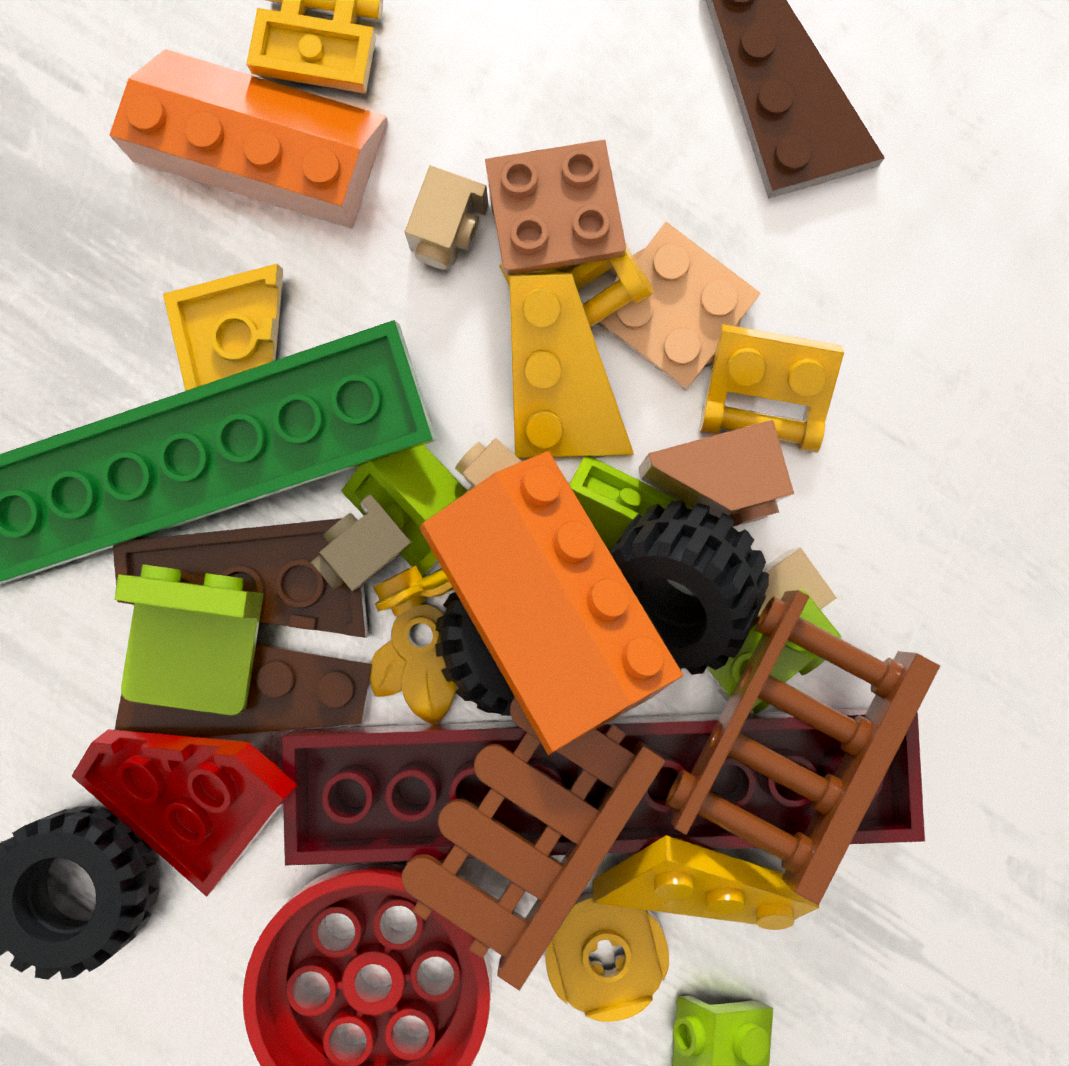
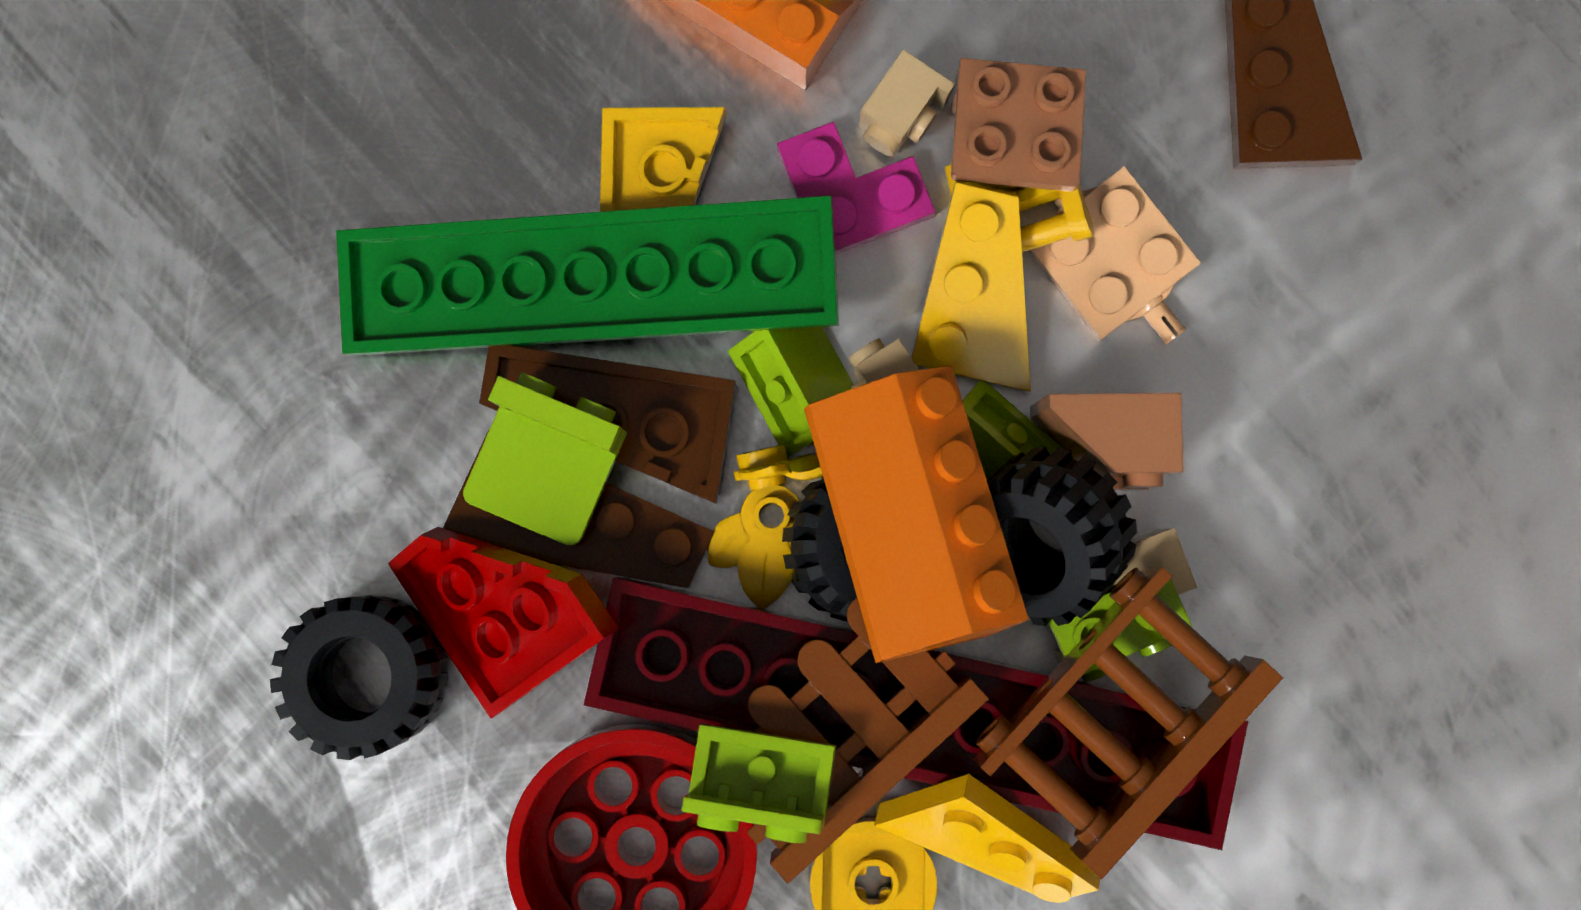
camera: 15 degrees right, 0 degrees up
(360, 547) = (737, 411): dark tan brick -> none
(430, 323) = (863, 205): none -> dark pink plate
(466, 902) = (760, 782): none -> lime bracket
(772, 369) = (1195, 344): yellow plate -> none

